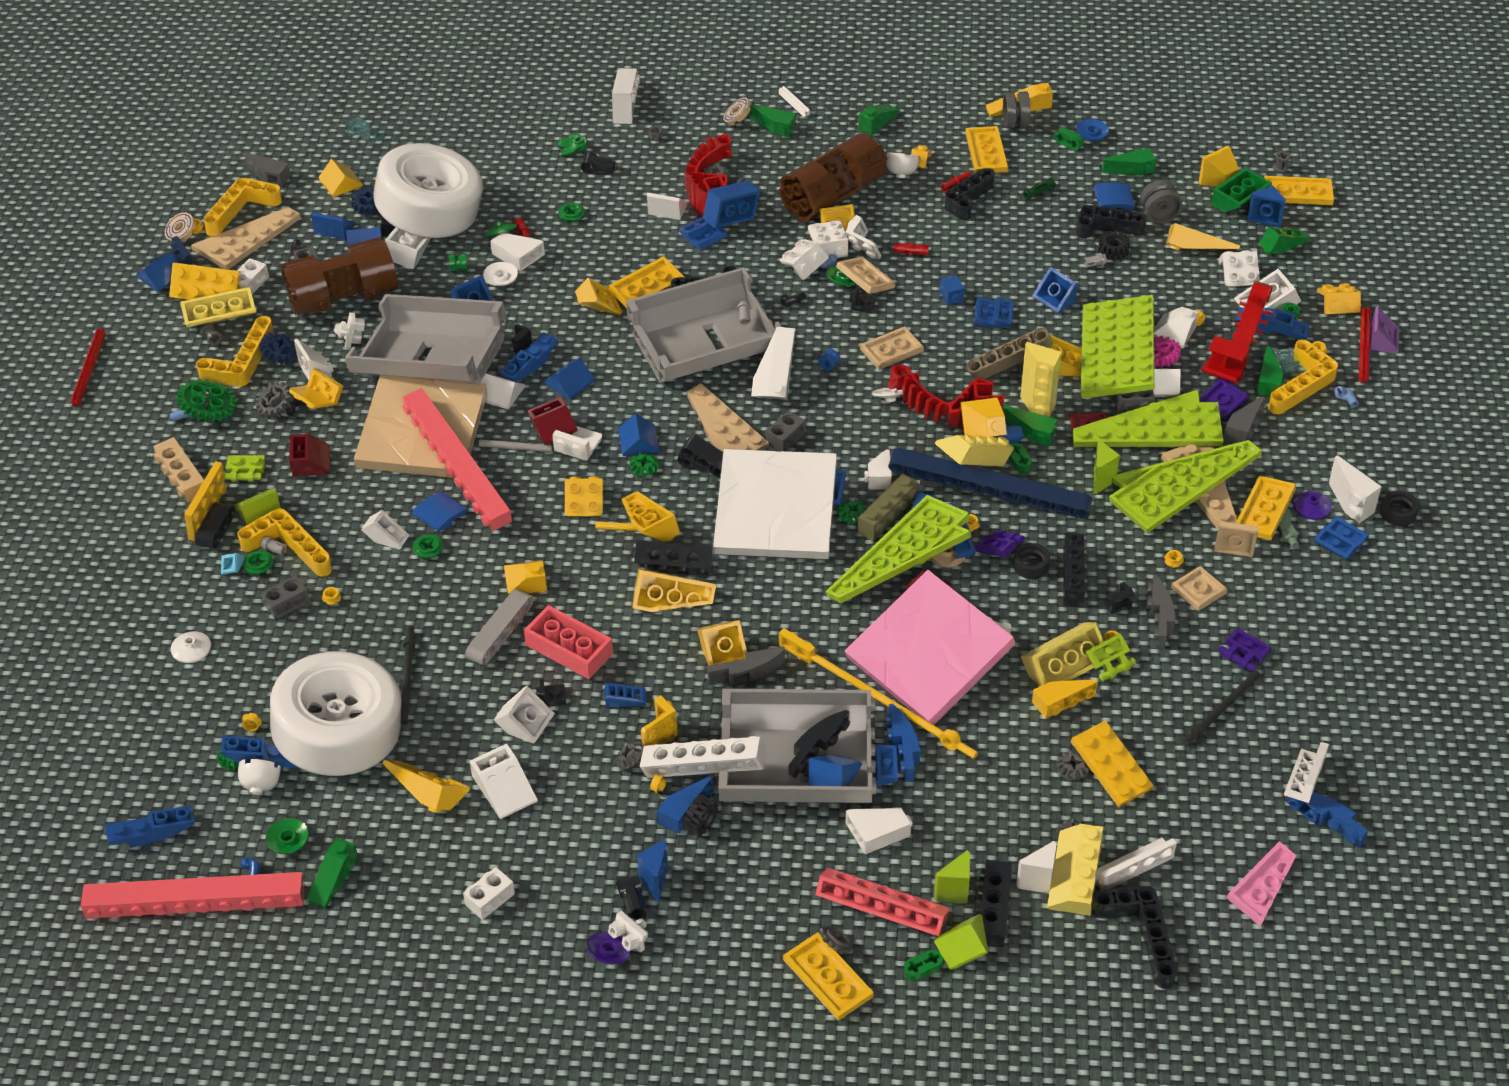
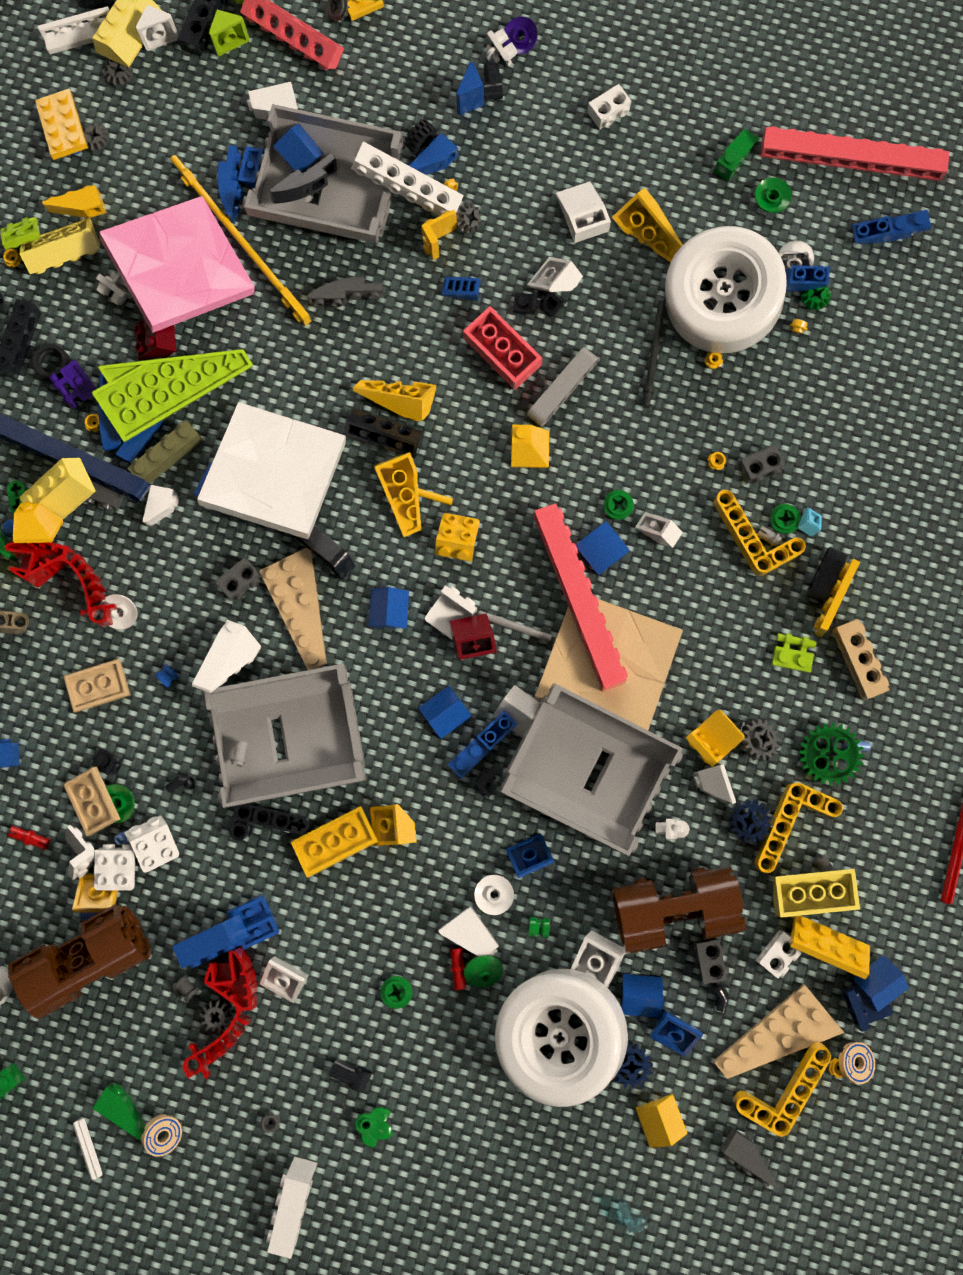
camera: 165 degrees left, 35 degrees up
(191, 647) = (848, 439): white dish -> none
(252, 865) = (801, 171): blue arm -> none
(258, 505) = (784, 597): lime slope -> none
(308, 455) = (727, 647): dark red slope -> none
(649, 468) = (393, 578): green gear -> none
(722, 642) = (363, 323): yellow slope -> none
(851, 517) = (191, 462): green gear -> none

